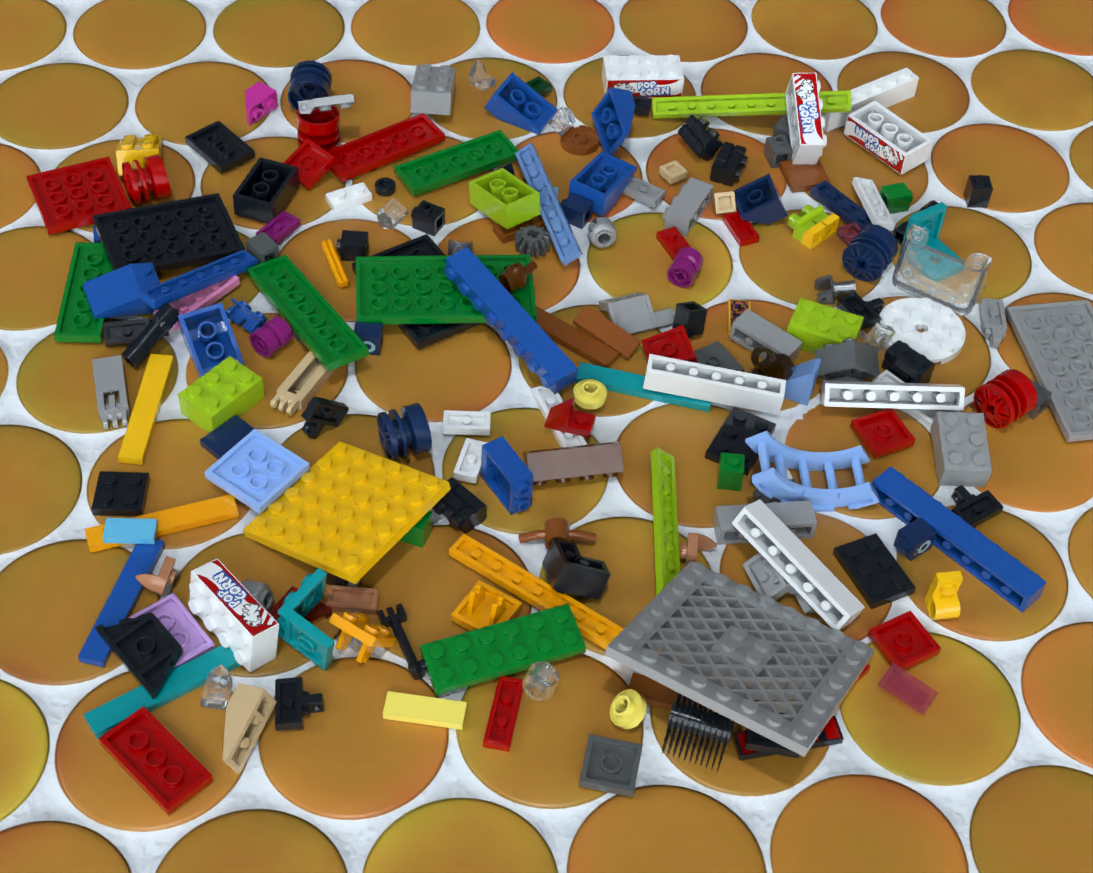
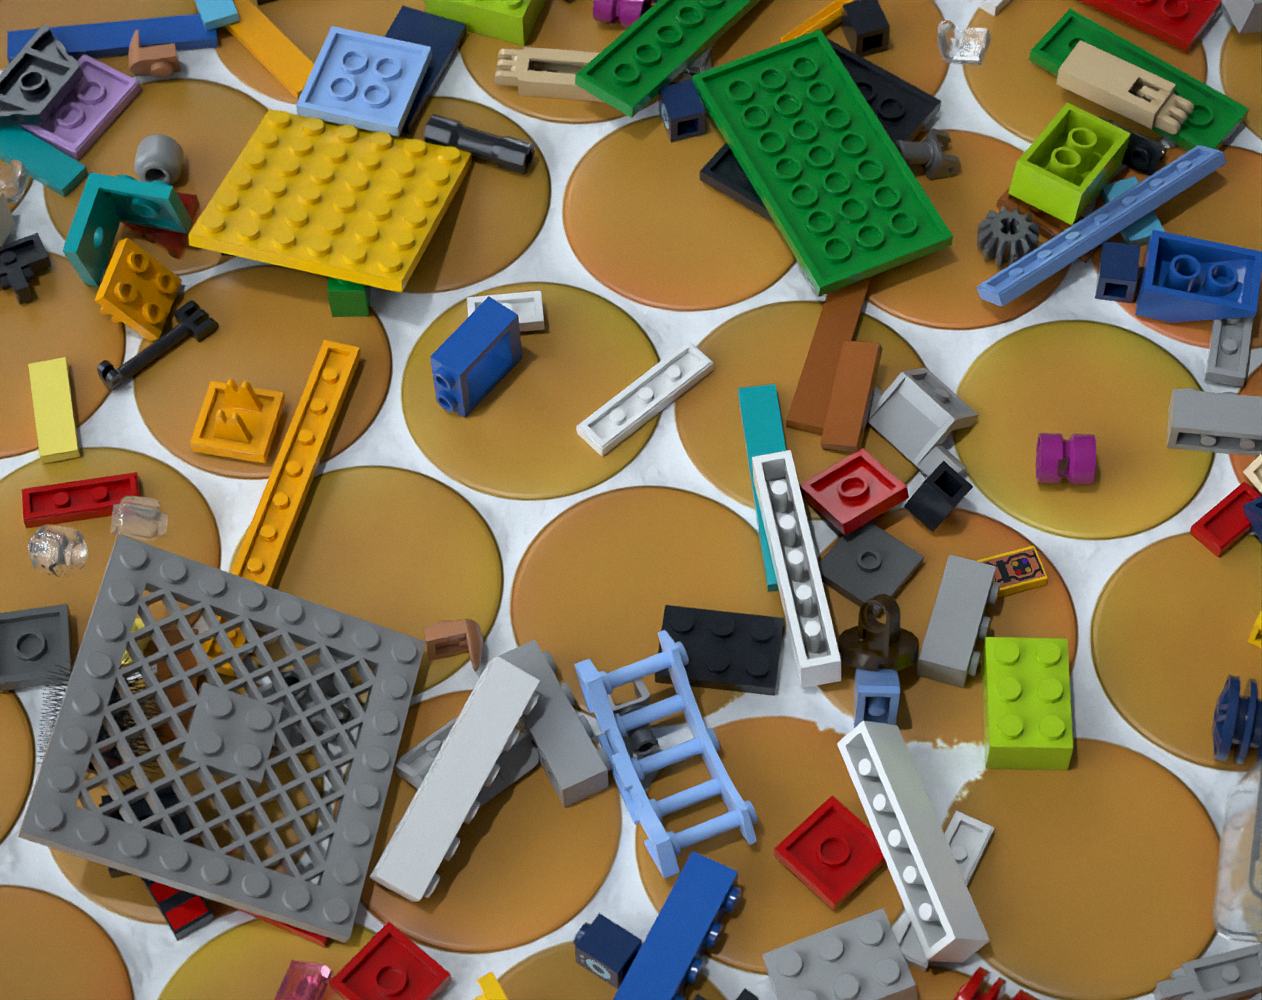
camera: 75 degrees right, 10 degrees up
(233, 615) = (105, 137): white brick -> none
(321, 413) = (495, 109): black hinge -> none
(348, 425) = (503, 151): none -> black axle
(353, 599) = (206, 274): nougat tile -> none
(385, 187) = (1029, 19): black tile -> none
(409, 430) = (503, 210): dark blue wheel -> none
(428, 218) = (981, 91): black brick -> none
(461, 507) = (410, 325): black brick -> none
(463, 164) = (1110, 79): none -> tan hinge
(466, 422) = (576, 283): white plate -> none
(502, 649) = (172, 458): green plate -> none
(510, 320) = (777, 253): blue brick -> none
(515, 276) = (872, 228): reddish brown piece -> none
(544, 730) = (58, 550): none -> clear head
(558, 529) = (408, 461): dark orange piece -> none
(566, 419) = (636, 408): red slope -> none
(574, 461) = (549, 433): brick -> none
(574, 573) = (326, 493): black brick -> none
(590, 394) = (706, 414): light yellow plate -> none
(602, 232) = (1084, 321): light grey head -> none
(665, 518) = (488, 589): lime plate -> none
(671, 241) = (1129, 435): red plate -> none
(730, 471) = (629, 641): green brick -> none
(830, 289) = (1148, 698): flat silver piece -> none
(847, 359) = (950, 751): dark grey brick -> none
(869, 310) = (1118, 753): black hinge -> none
(874, 571) = (526, 909): black plate -> none
(878, 336) = (1052, 788): clear plate -> none
(907, 363) = (1011, 854): black brick -> none
(942, 332) = (1118, 904): white plate -> none

